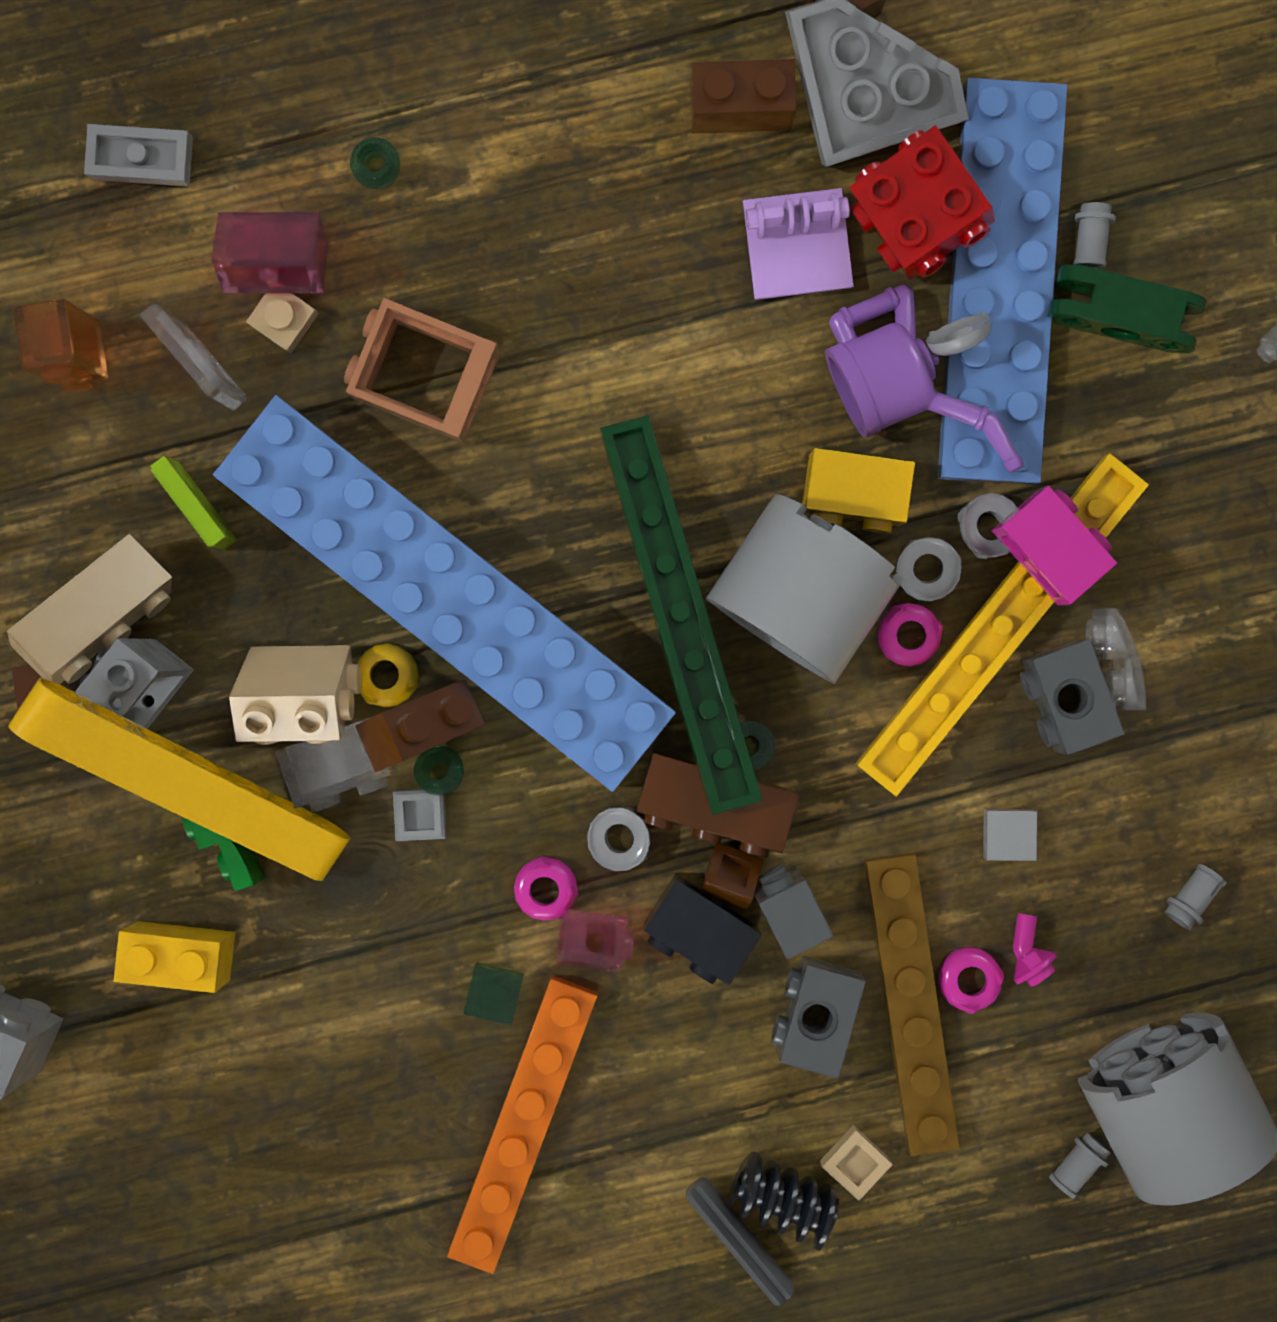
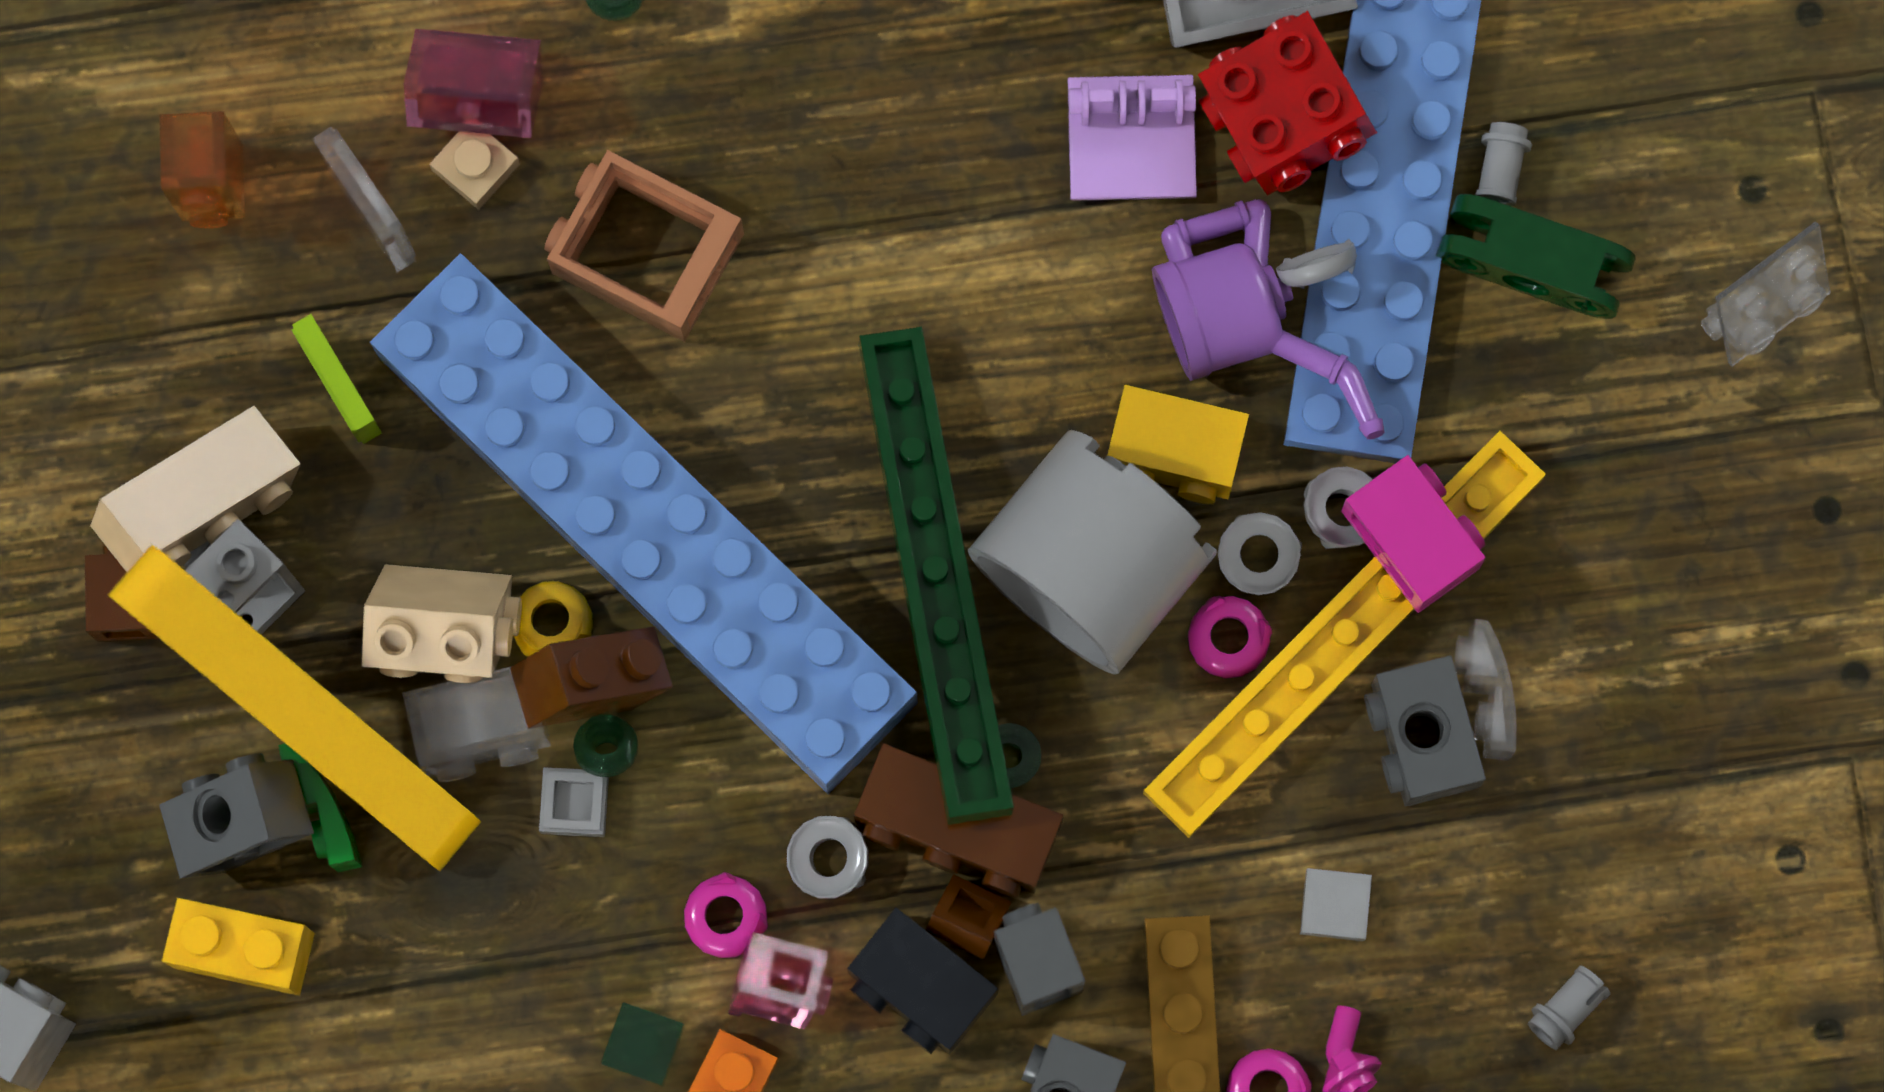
camera: 10 degrees right, 10 degrees down
(156, 860) = (235, 816): none -> dark grey brick

